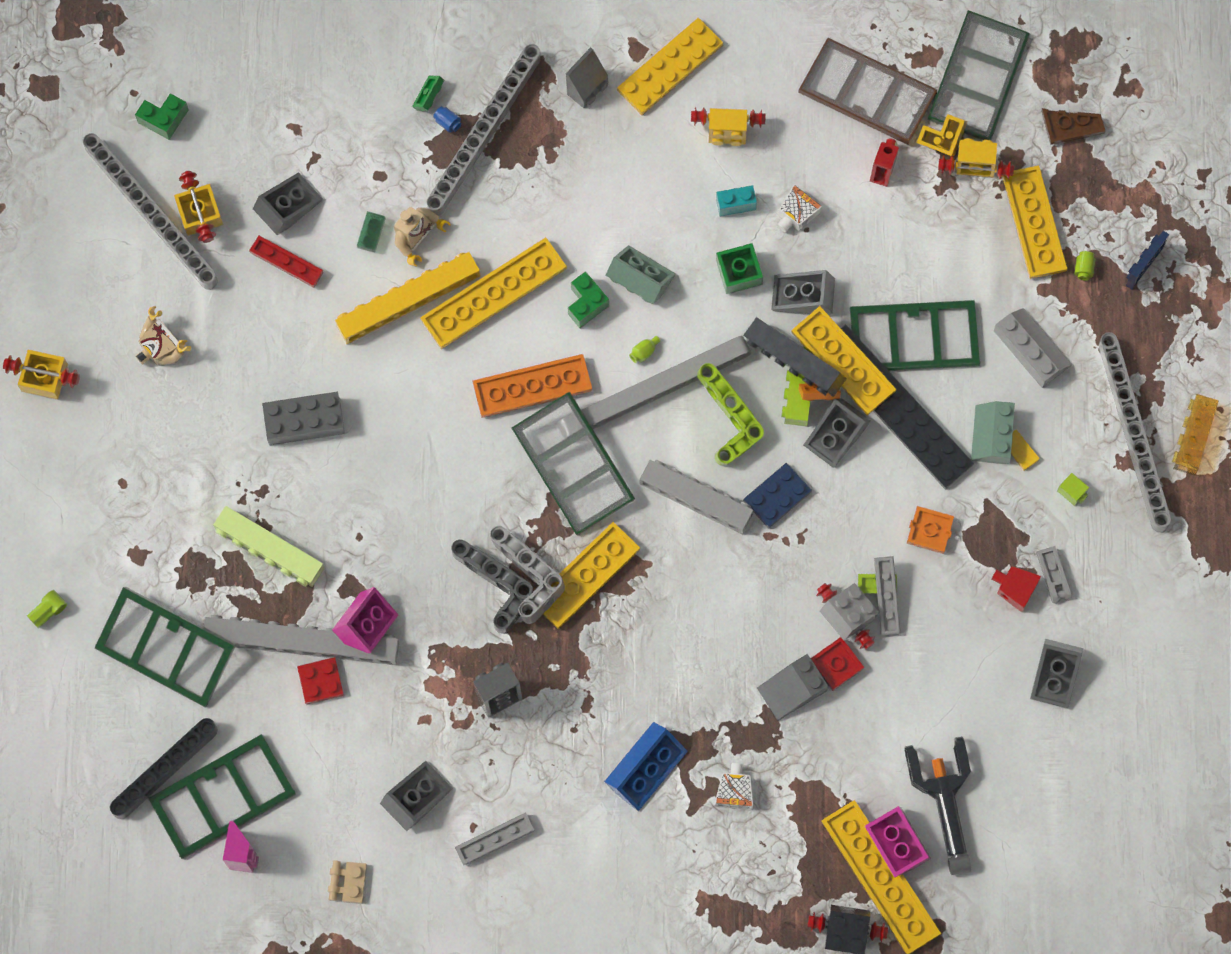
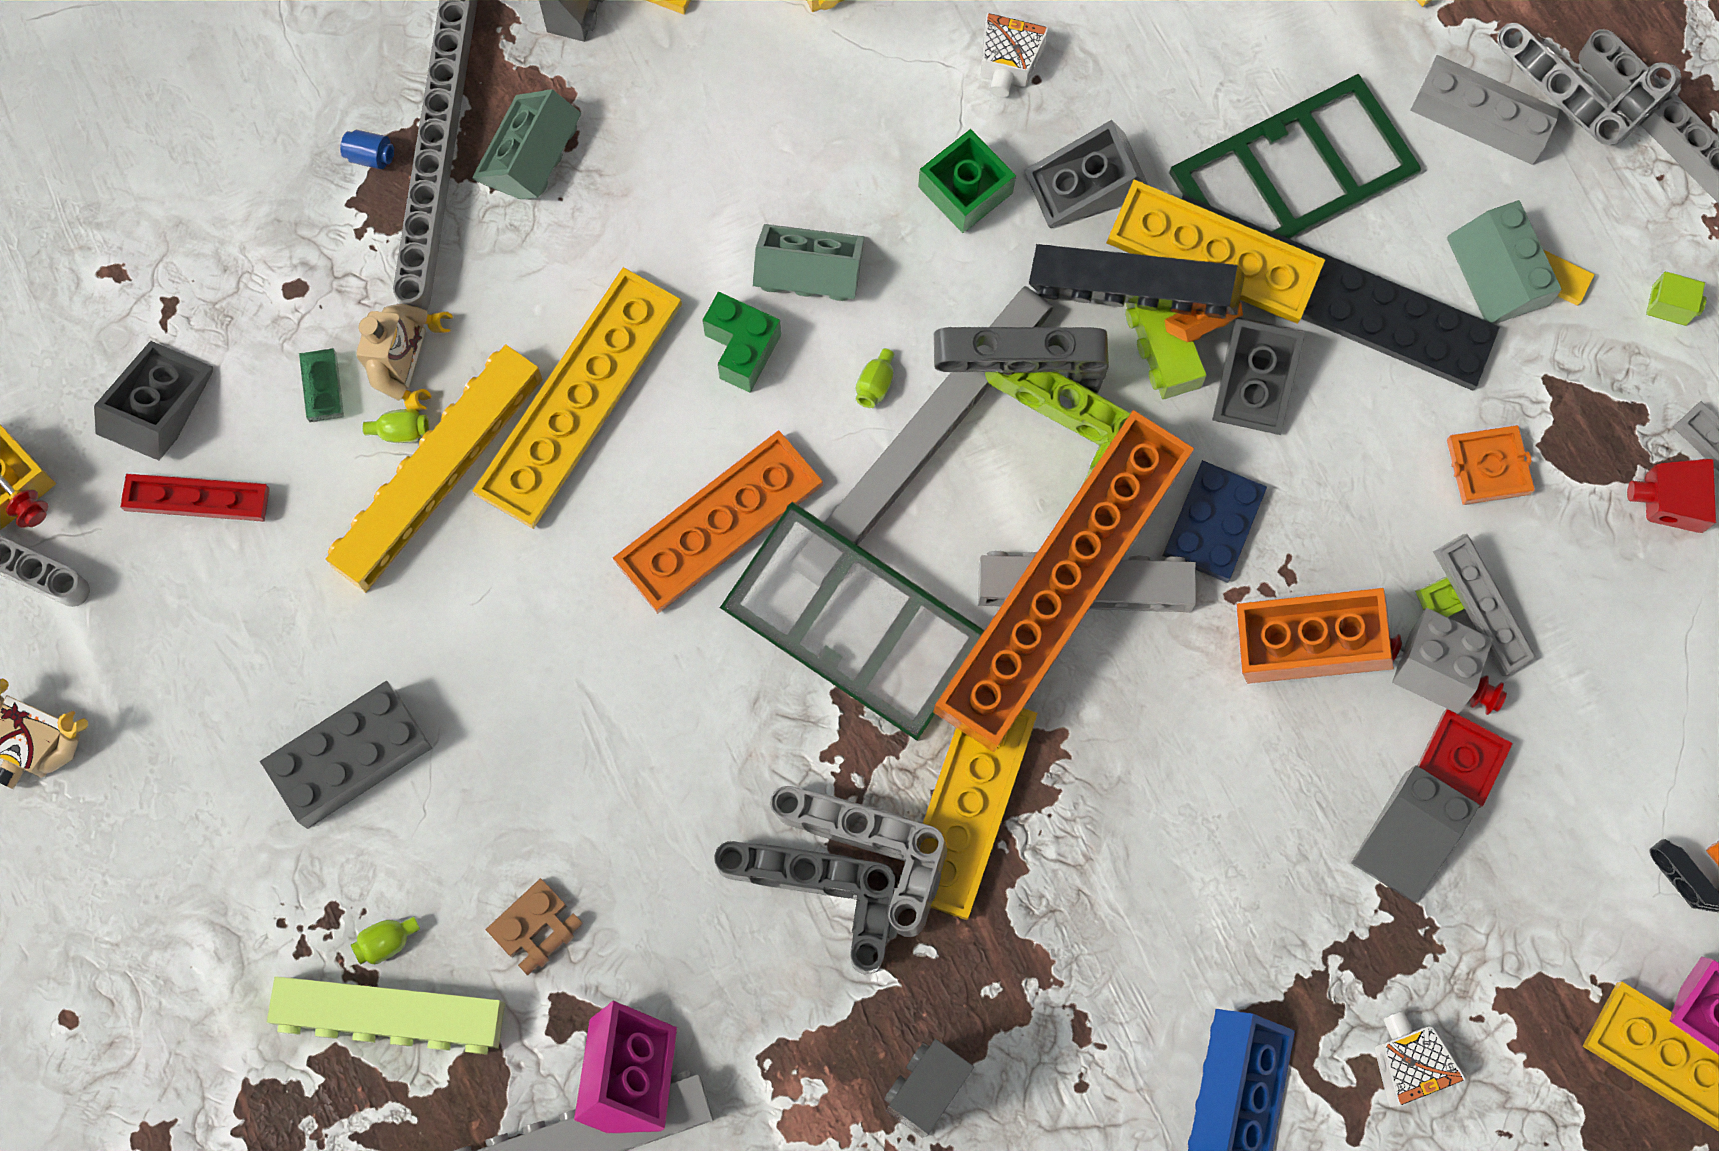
camera: 30 degrees left, 0 degrees up
(281, 512) = (383, 940): none -> lime plant
(351, 534) = (526, 918): none -> medium nougat plate
(399, 269) = (398, 426): none -> lime plant
(428, 93) = (315, 120): green plate -> none
(528, 152) = (528, 144): none -> sand green slope
(681, 488) = (1062, 581): none -> orange brick
(717, 368) = (1025, 351): none -> dark grey beam
(736, 200) = (905, 78): teal brick -> none
(791, 571) = (1314, 636): none -> orange brick
(1082, 365) = (1581, 101): none -> beam

